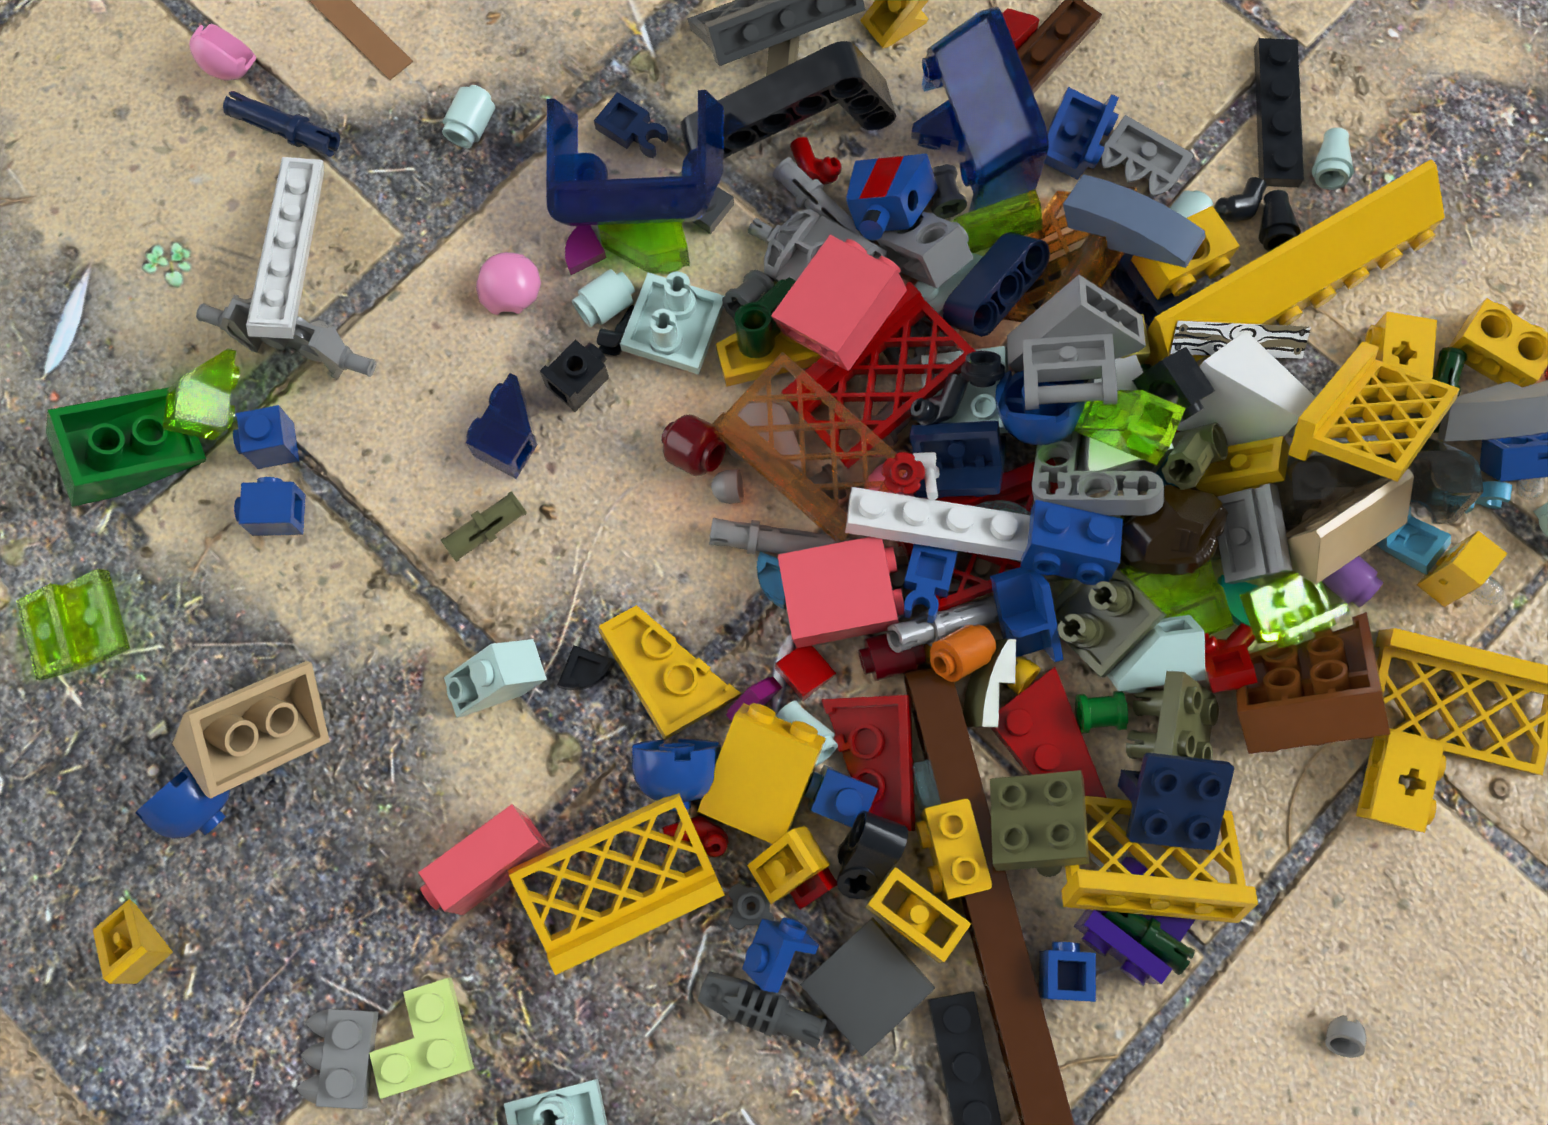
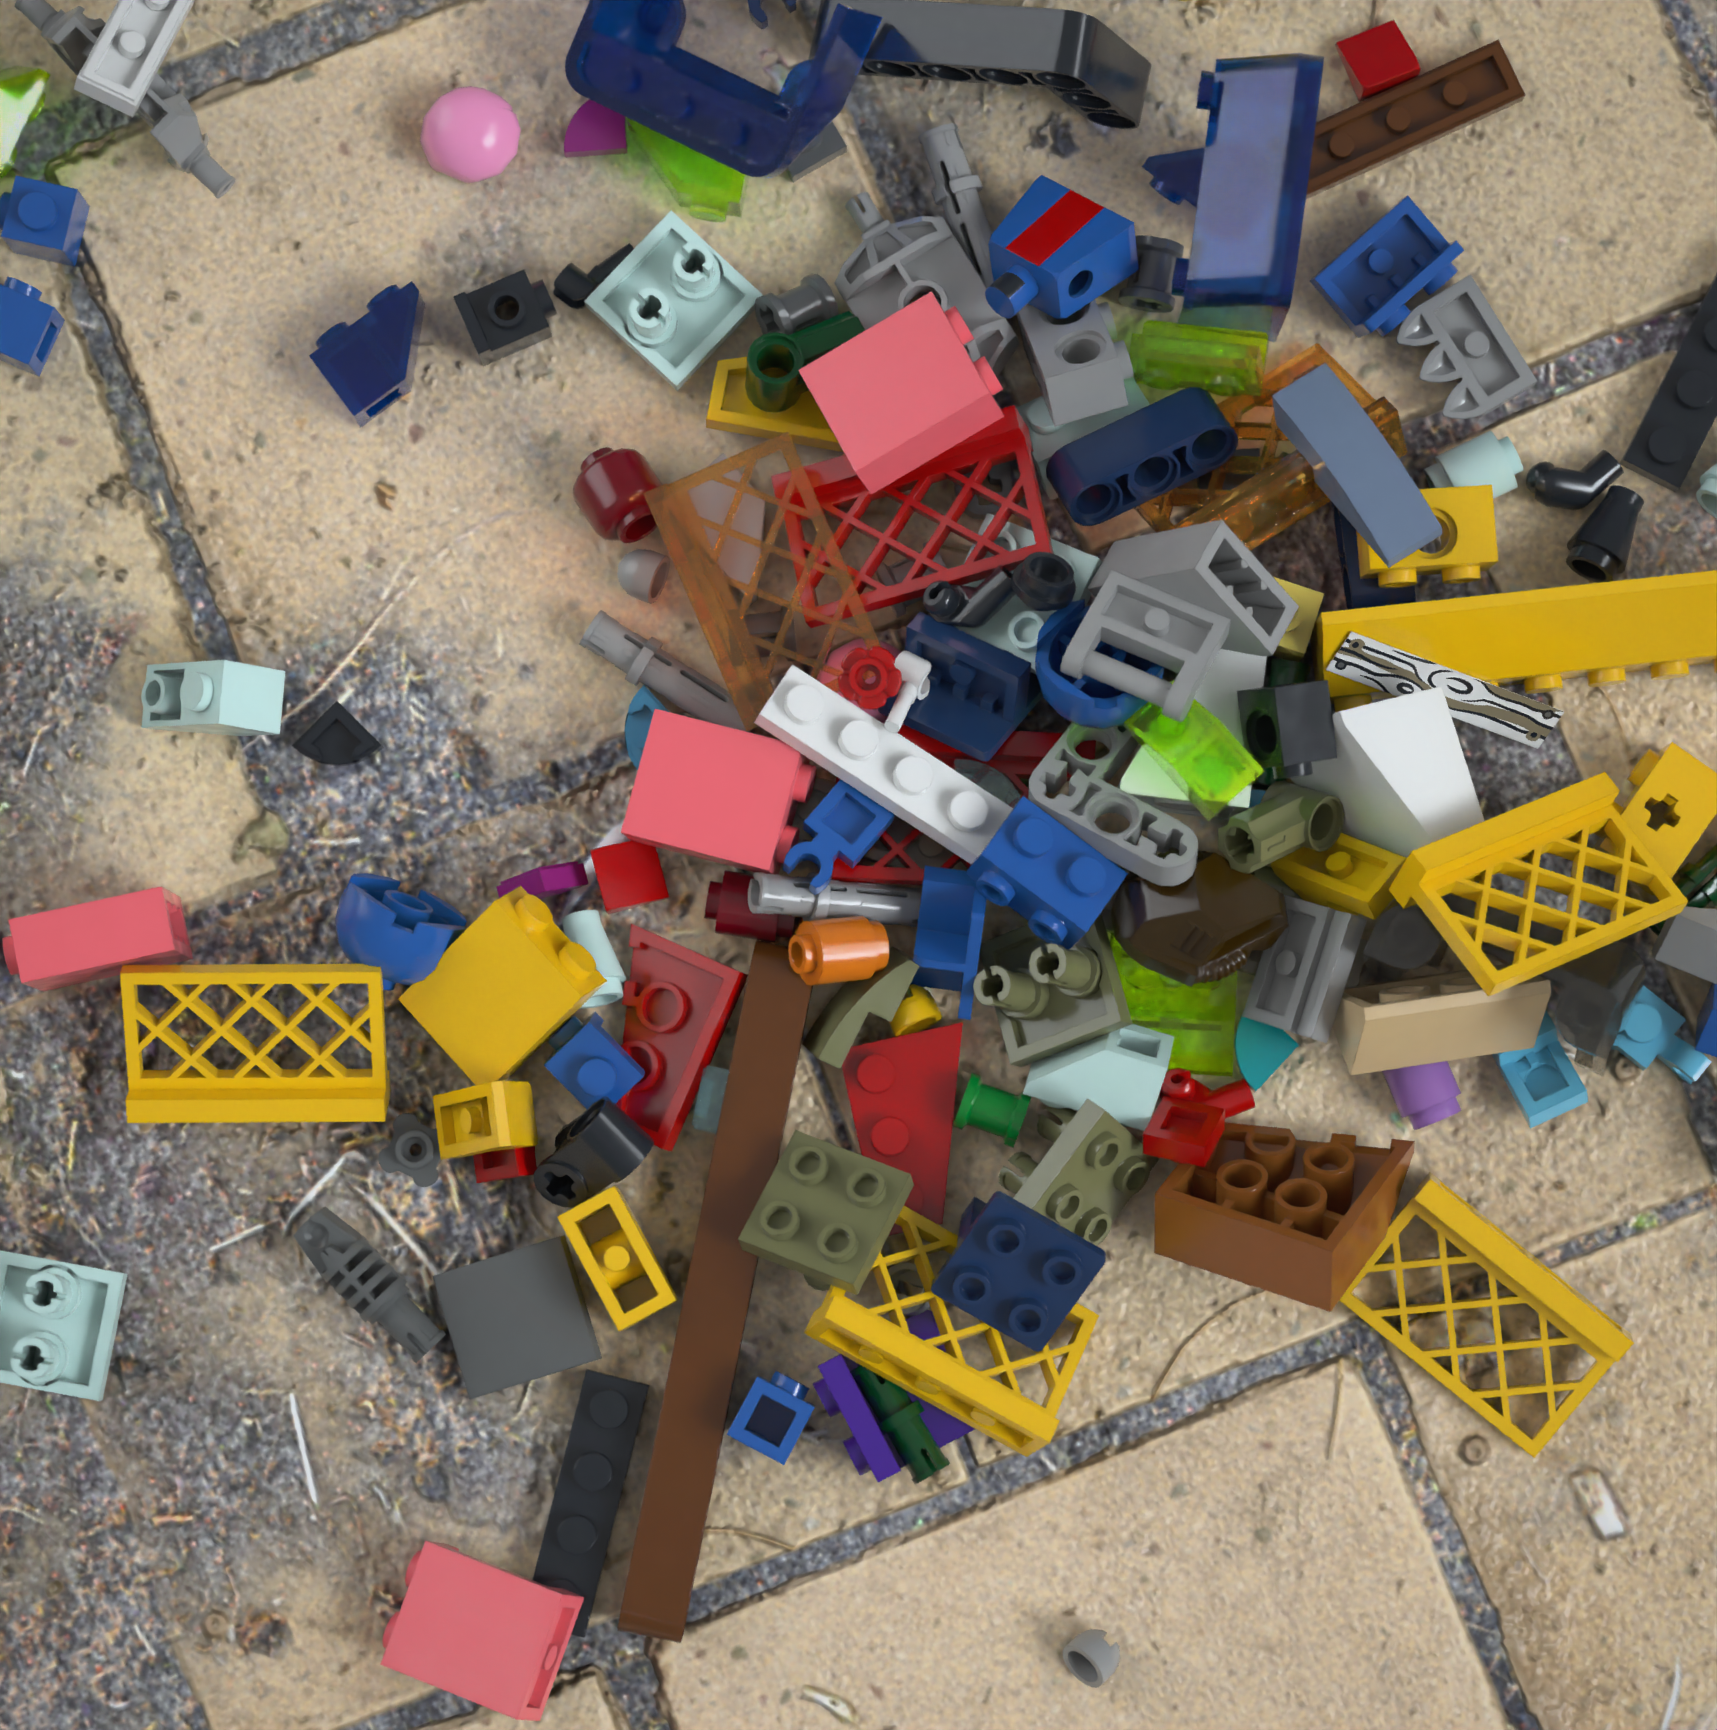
camera: 25 degrees right, 10 degrees up
(483, 526) = (286, 480): olive pin -> none
(604, 297) = (593, 220): light aqua brick -> none
(663, 674) = (438, 794): yellow wing -> none
(711, 835) = (403, 1034): red arm -> none
(773, 950) = (416, 1217): blue bracket -> none
(824, 170) = (983, 148): red arm -> none
(955, 850) = (707, 1200): yellow bracket -> none
(1287, 608) = (1309, 1088): clear neon green bracket -> none
(1387, 800) = (1300, 1392): yellow brick -> none
(1466, 570) = (1569, 1150): yellow piece -> none

